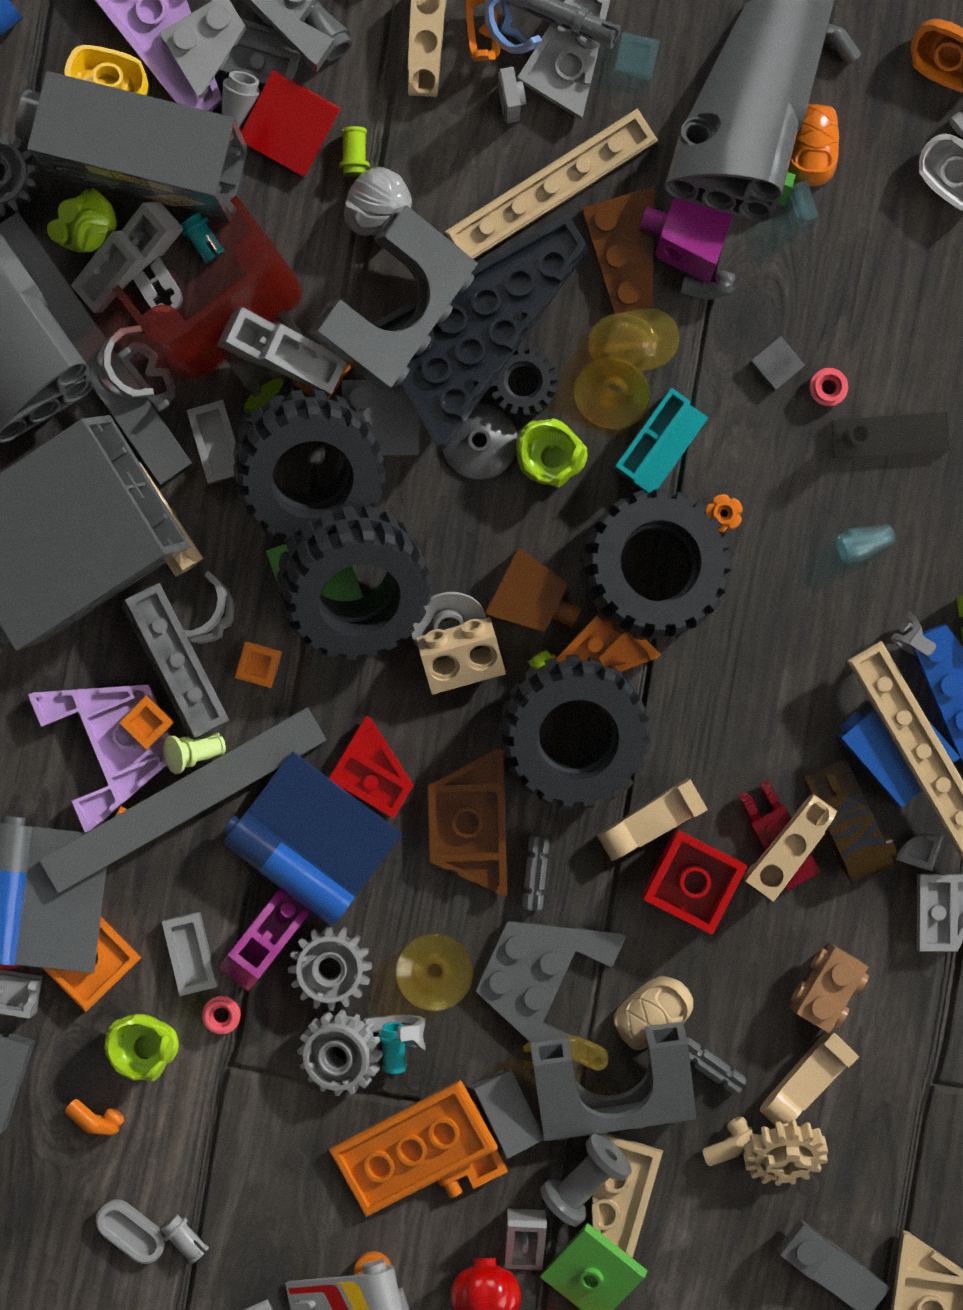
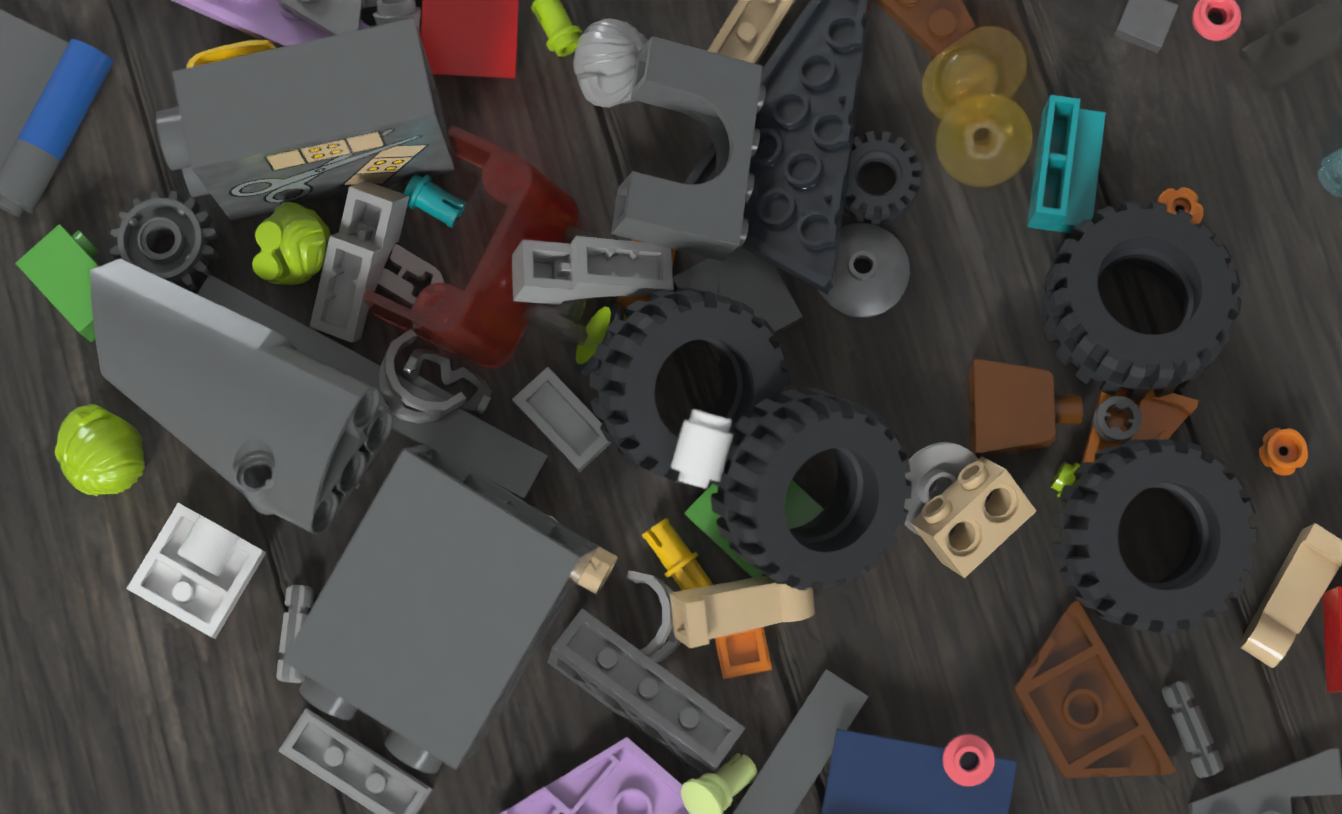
camera: 25 degrees left, 10 degrees down
(147, 722) = (649, 781): orange tile -> none
(245, 585) = (676, 556): none -> yellow axle
(264, 635) = (735, 608): none -> tan leg
(289, 519) = (702, 448): none -> white brick
(370, 806) = (963, 744): none -> coral plate
(373, 771) = (938, 703): red wing -> none
(550, 452) = (950, 236): lime hair -> none
(587, 648) = (1115, 434): none -> dark grey bush
(698, 708) = (1296, 451): none -> orange plate

